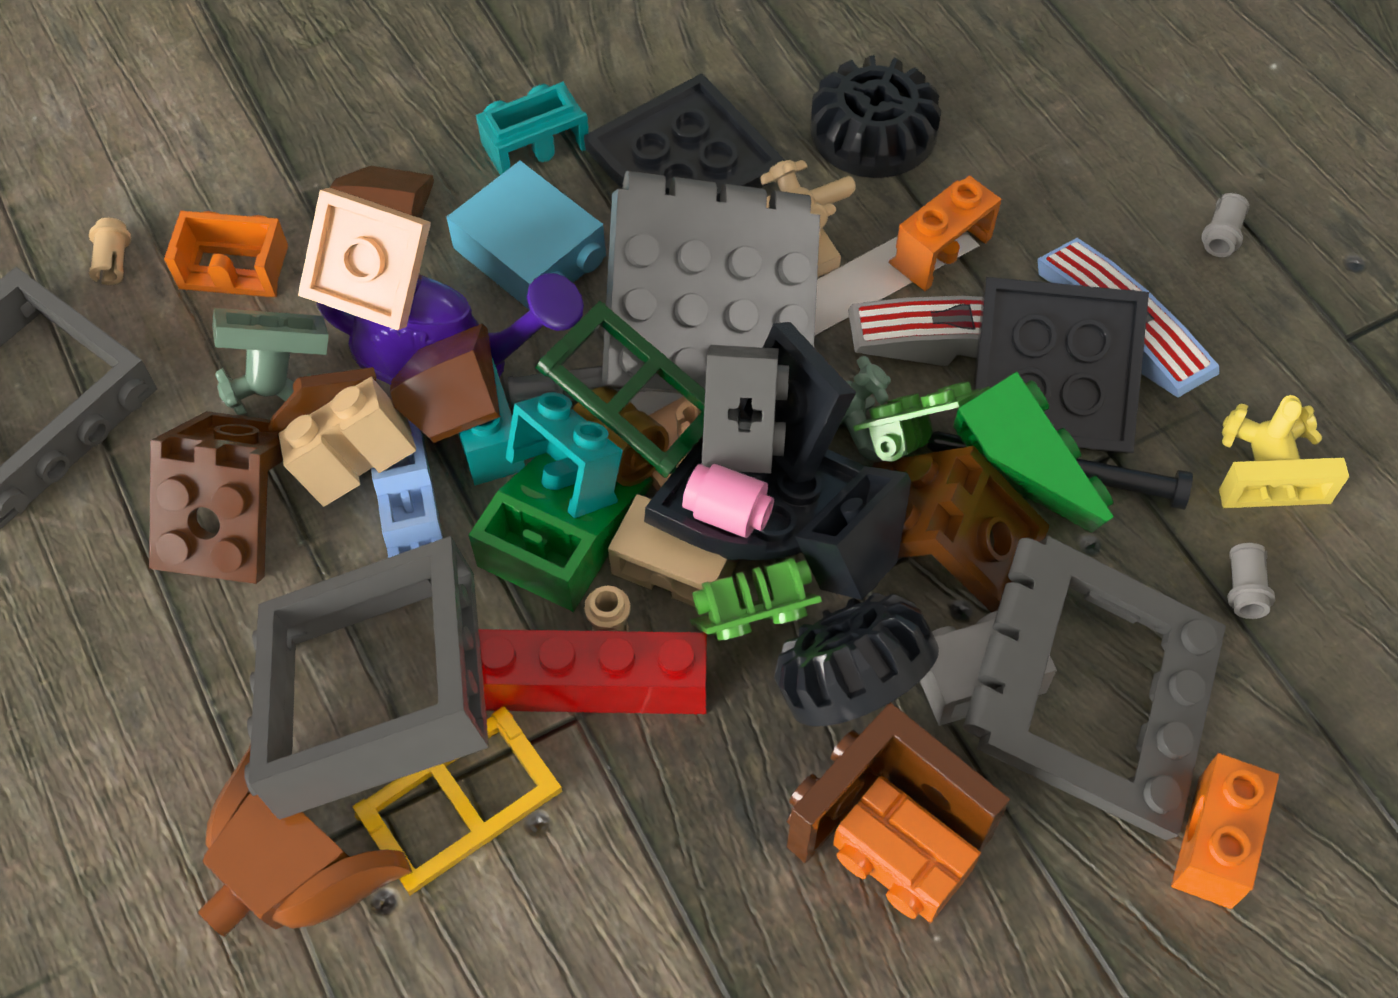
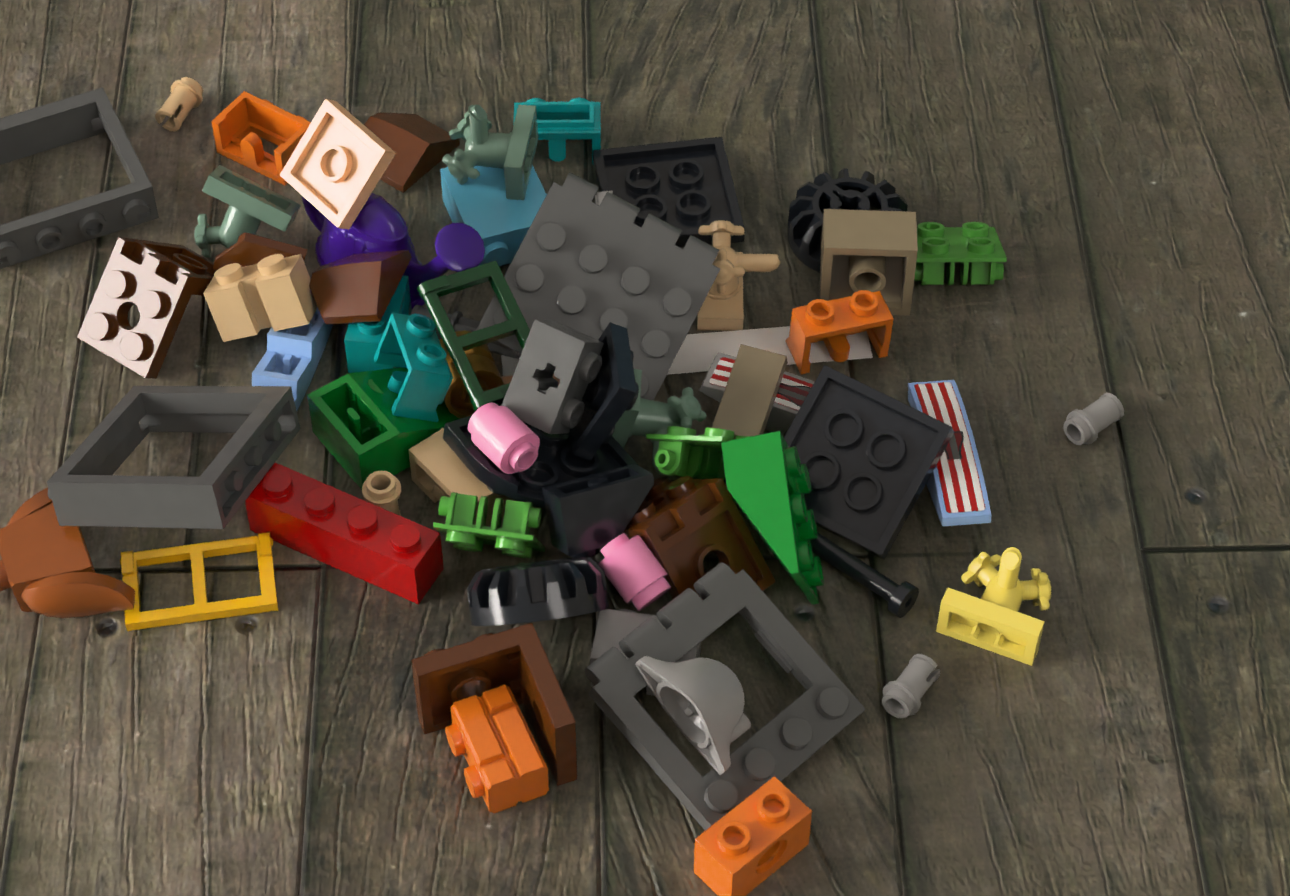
camera: 25 degrees right, 10 degrees down
(499, 174) = (507, 151): none -> sand green piece
(918, 338) = (750, 391): none -> dark tan tile
(934, 143) = (871, 254): none -> dark tan slope
(936, 585) = (634, 571): none -> bright pink brick
(995, 107) = (970, 243): none -> bright green hinge
(1103, 707) = (702, 701): none -> light grey hat

